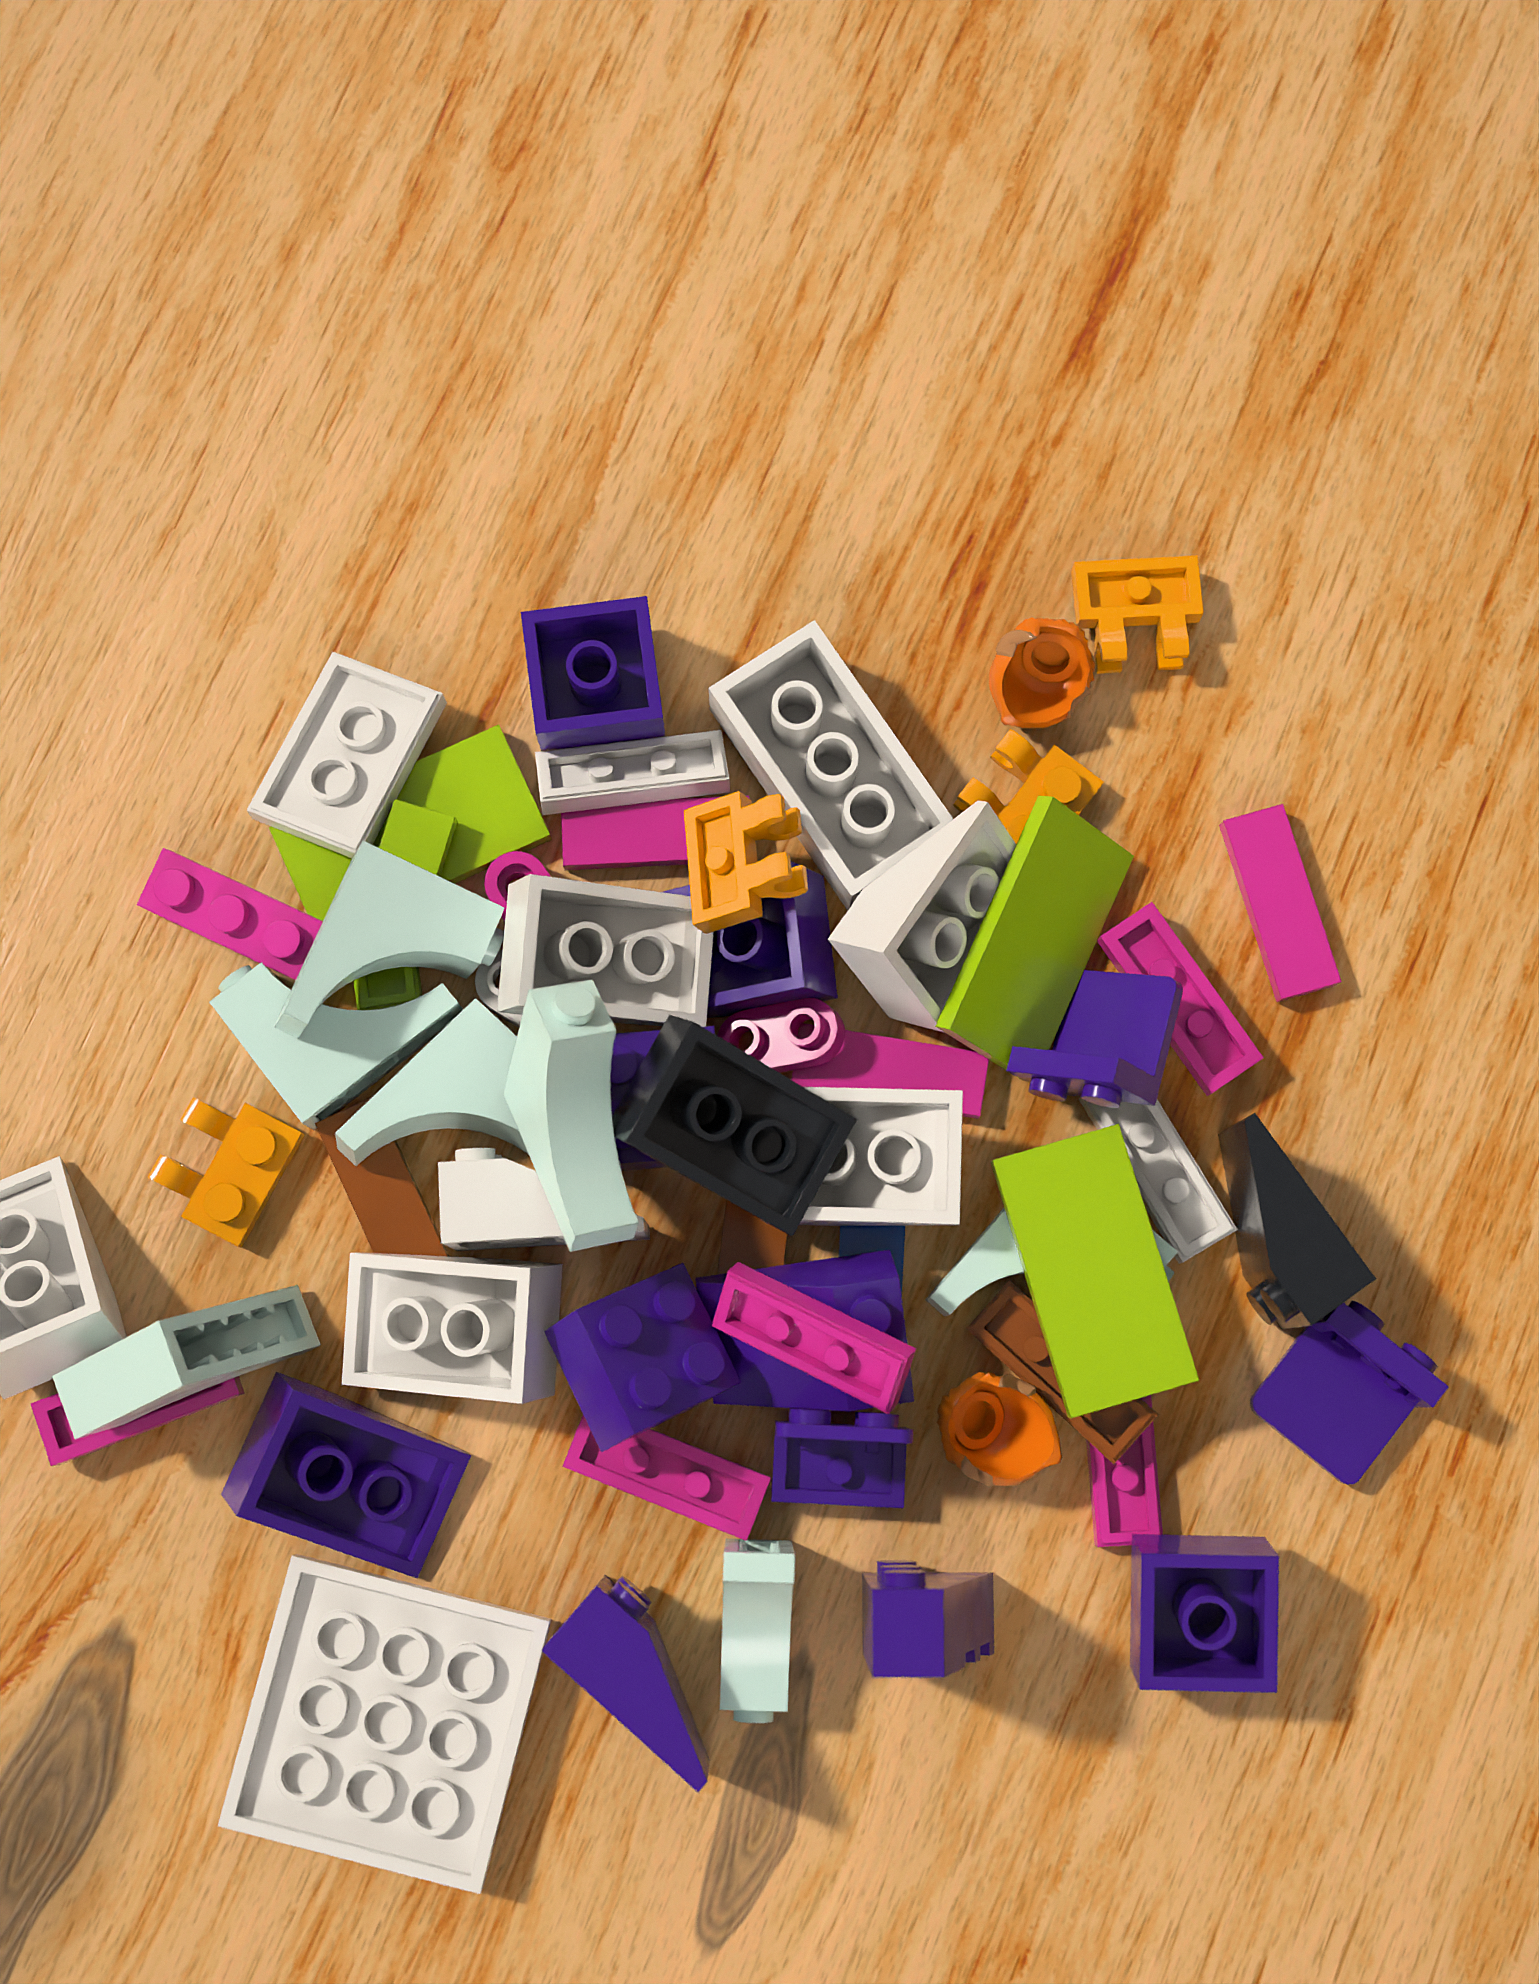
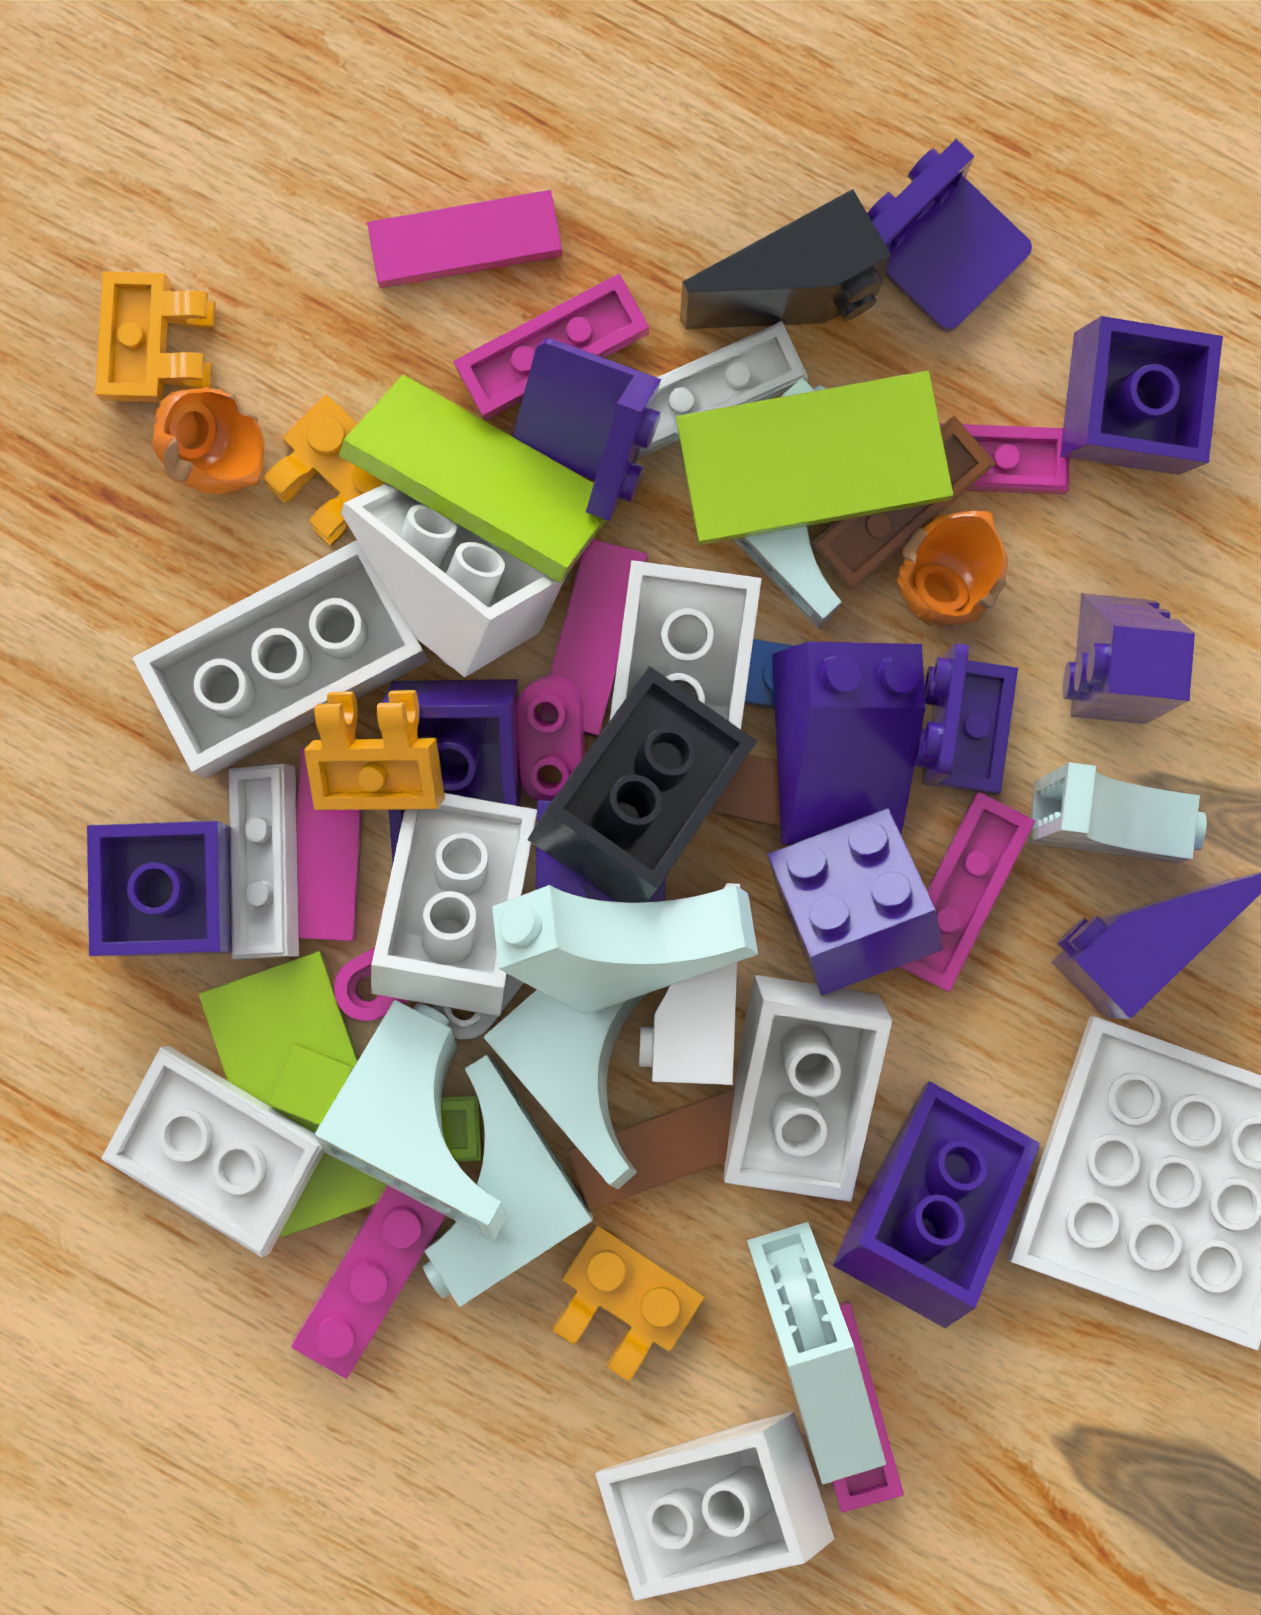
camera: 80 degrees left, 5 degrees up
(813, 1337) = (856, 731): dark pink tile -> none

